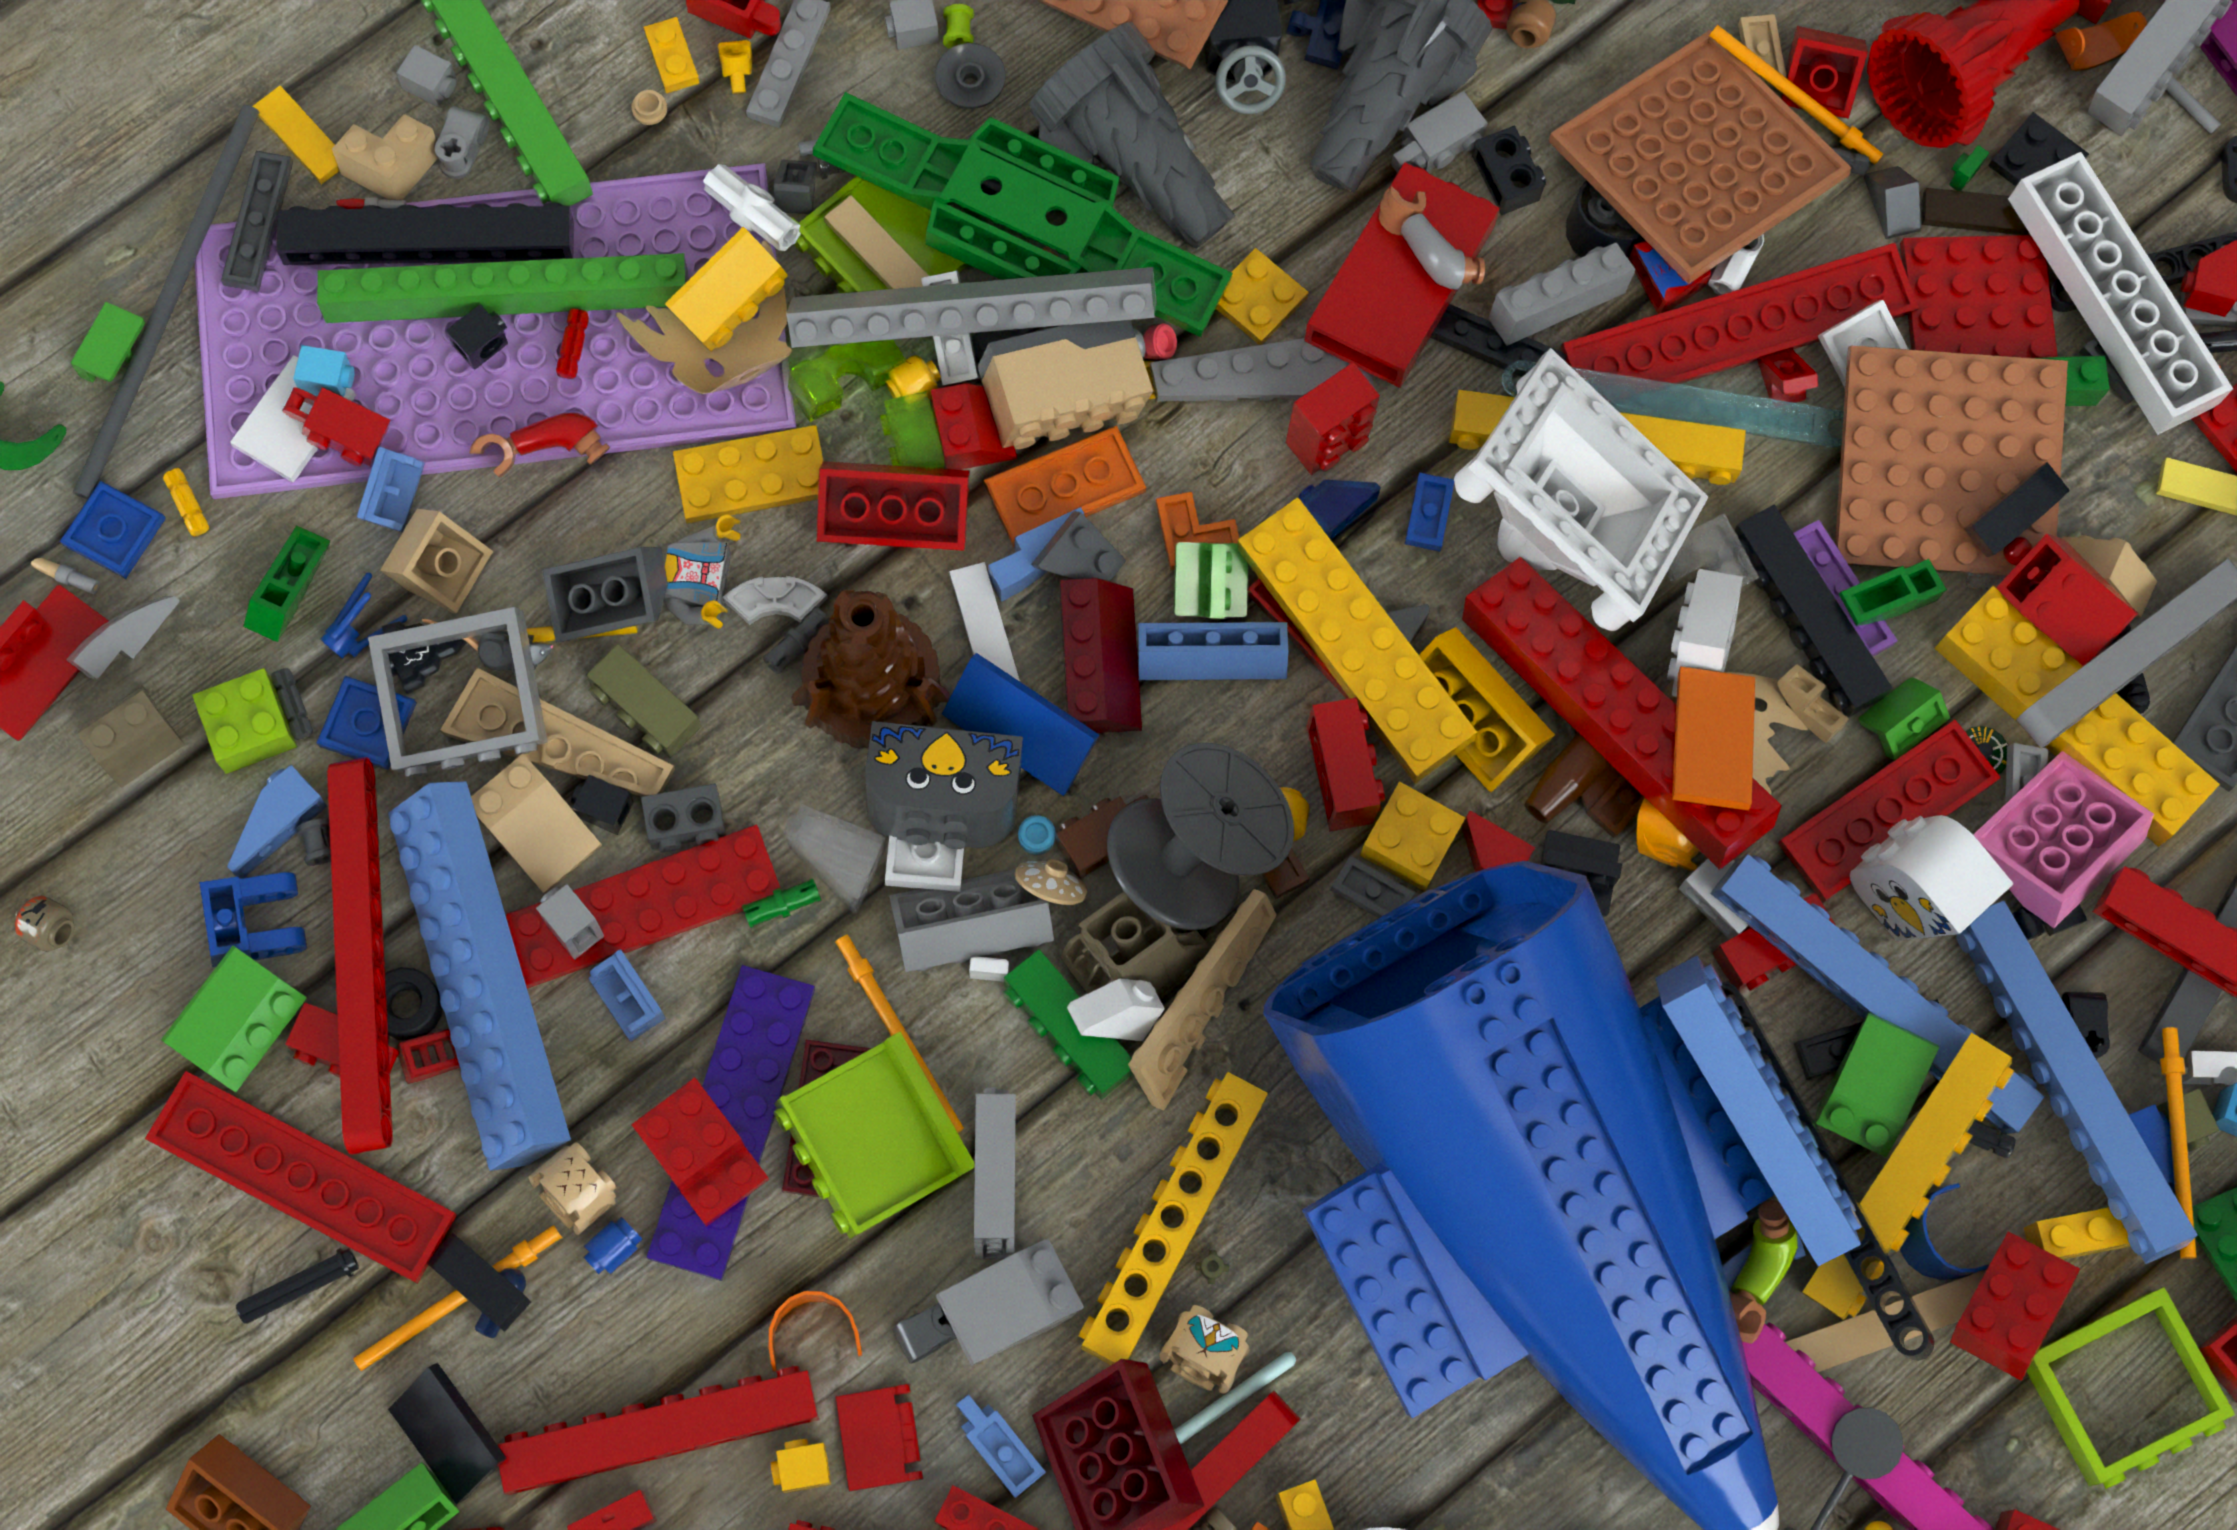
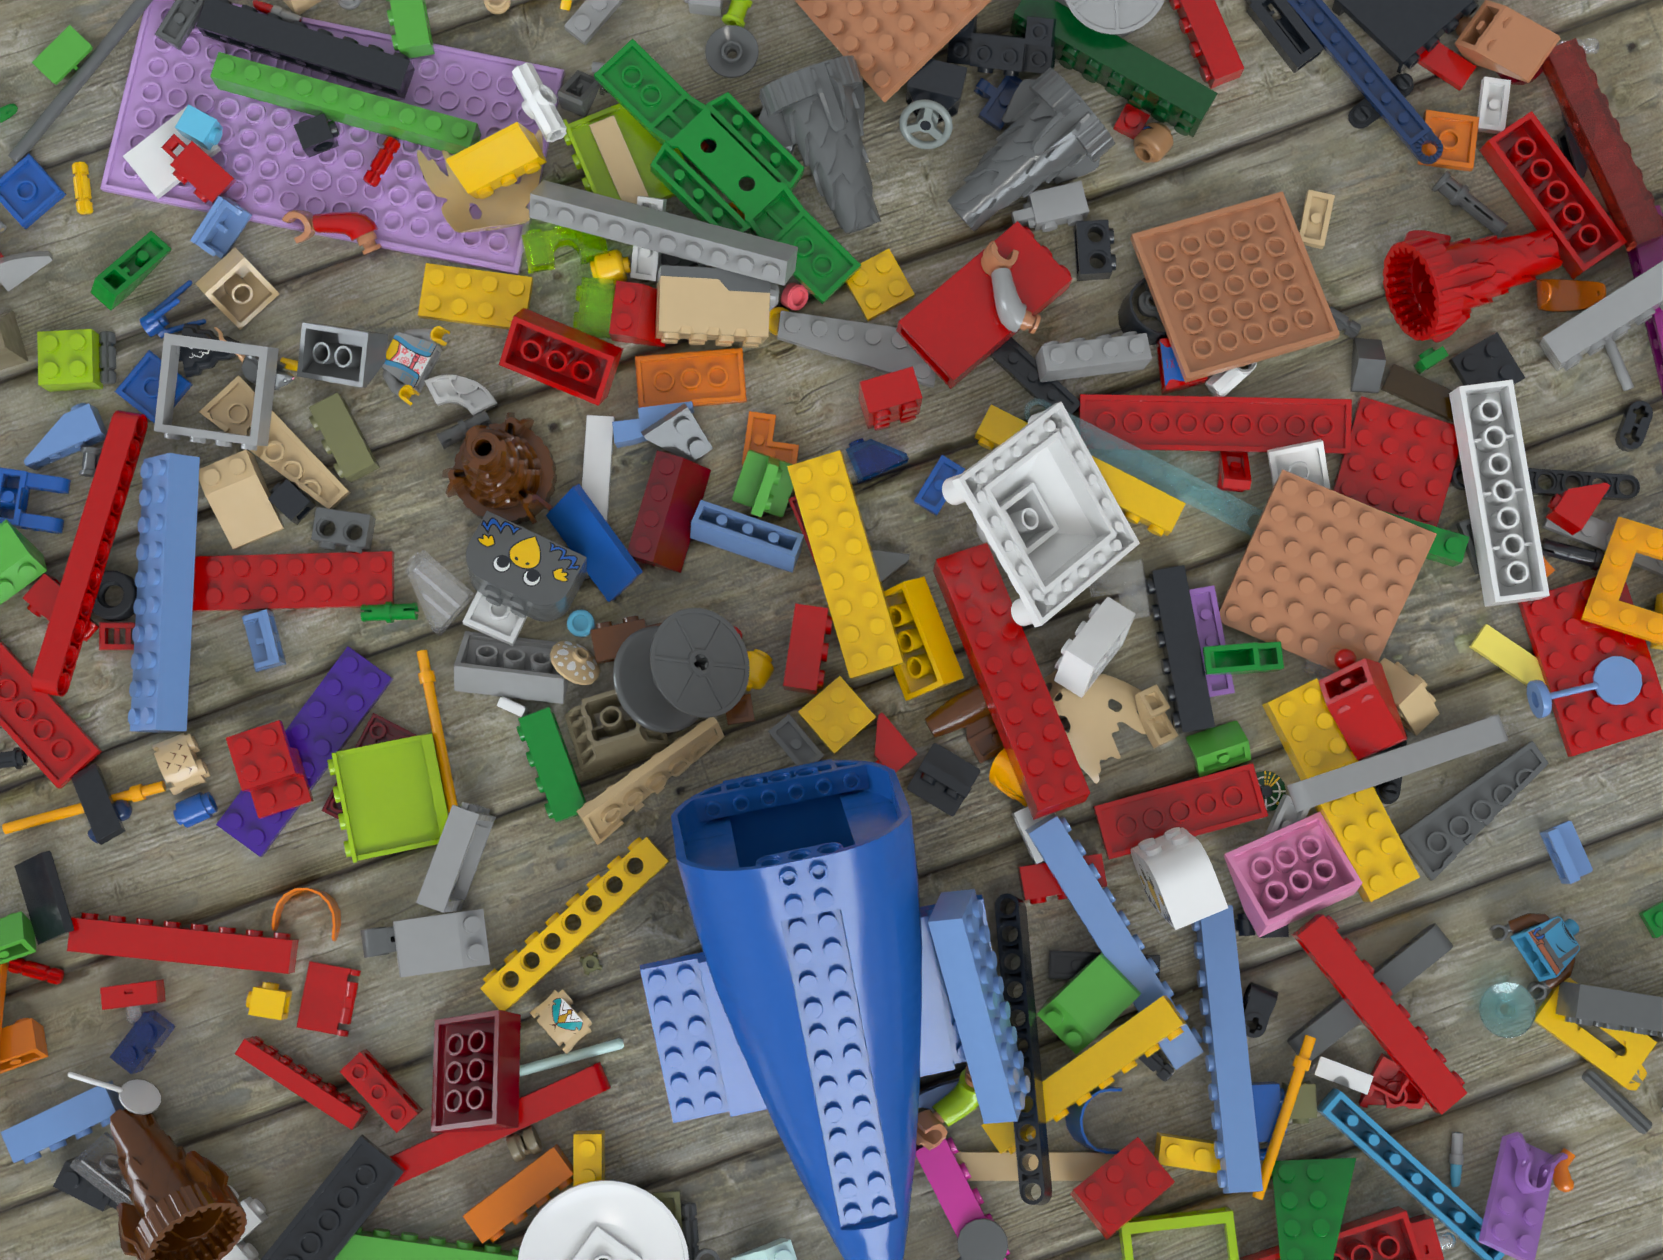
camera: 25 degrees right, 10 degrees up
(569, 920) = (235, 580): light grey brick -> none
(999, 1446) = (404, 1034): medium blue hinge -> none
(1118, 1010) = (584, 770): white slope -> none
(1714, 738) = (1062, 728): orange tile -> none
(1826, 68) = (1353, 250): red slope -> none
(1849, 136) = (1354, 306): light orange bar -> none
(2017, 510) = (1356, 630): black slope -> none

